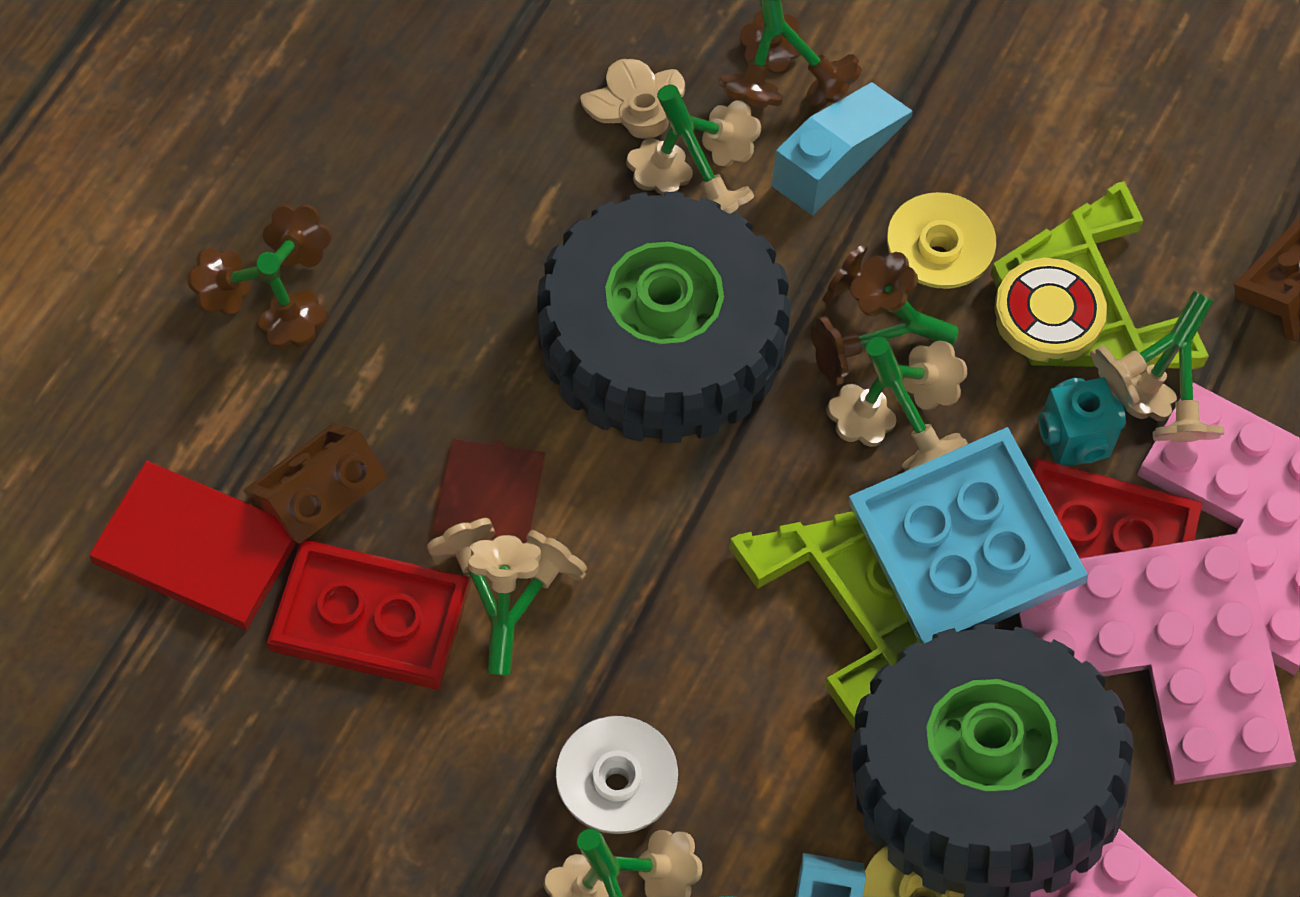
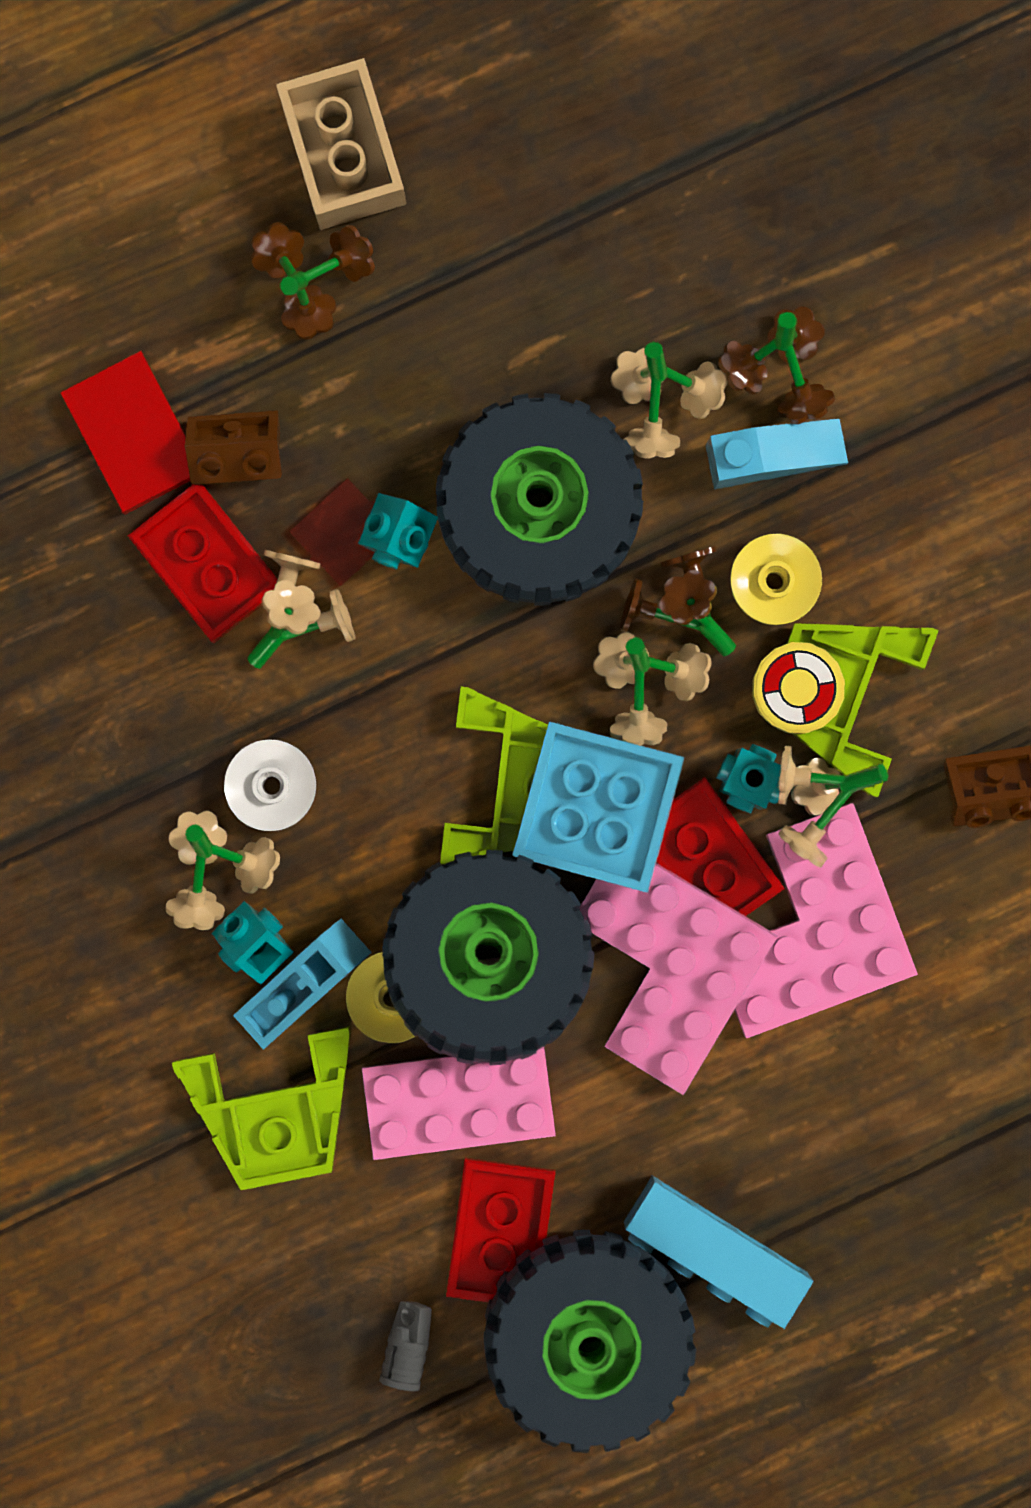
camera: 40 degrees right, 25 degrees up
(214, 147) = (342, 144): none -> tan brick
(547, 439) = (397, 531): none -> teal brick
(632, 98) = (668, 304): tan plate -> none

